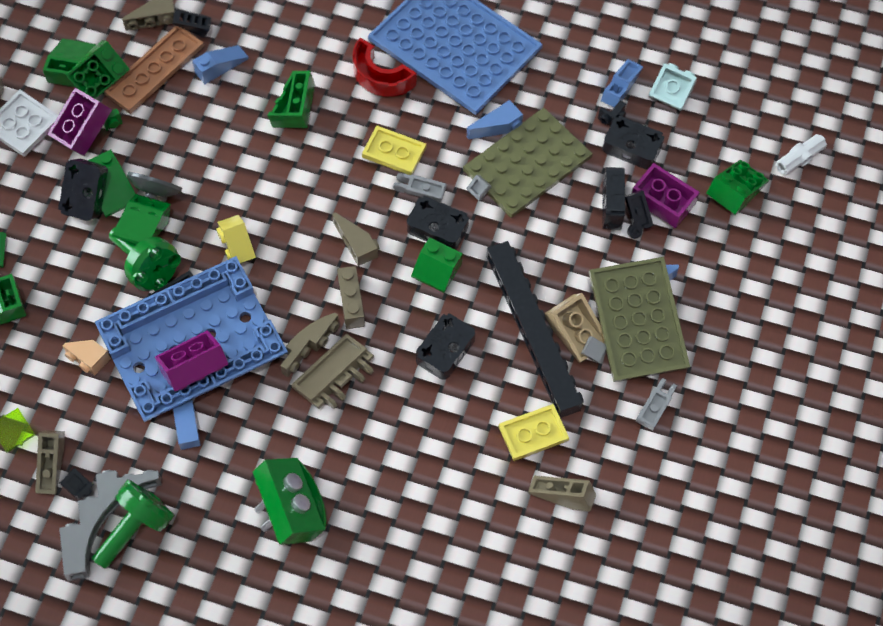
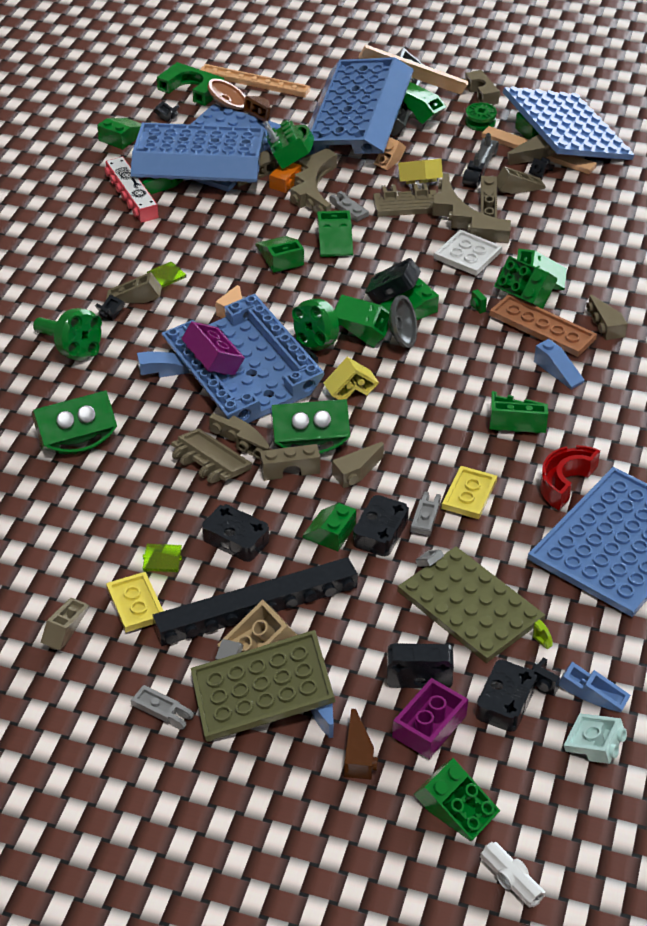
camera: 90 degrees right, 20 degrees down
(79, 122) = (465, 274): magenta brick -> none
(93, 512) = (54, 307): light grey arch -> none
(202, 22) = (595, 353): black slope -> none
(307, 274) = (310, 424): none -> green piece
(471, 414) = (162, 557): none -> clear neon green piece
(497, 122) = (518, 573): medium blue slope -> none
(565, 112) = (542, 634): none -> lime tile
(638, 213) = (401, 689): black hinge -> none
(698, 250) = (359, 750): none -> reddish brown slope

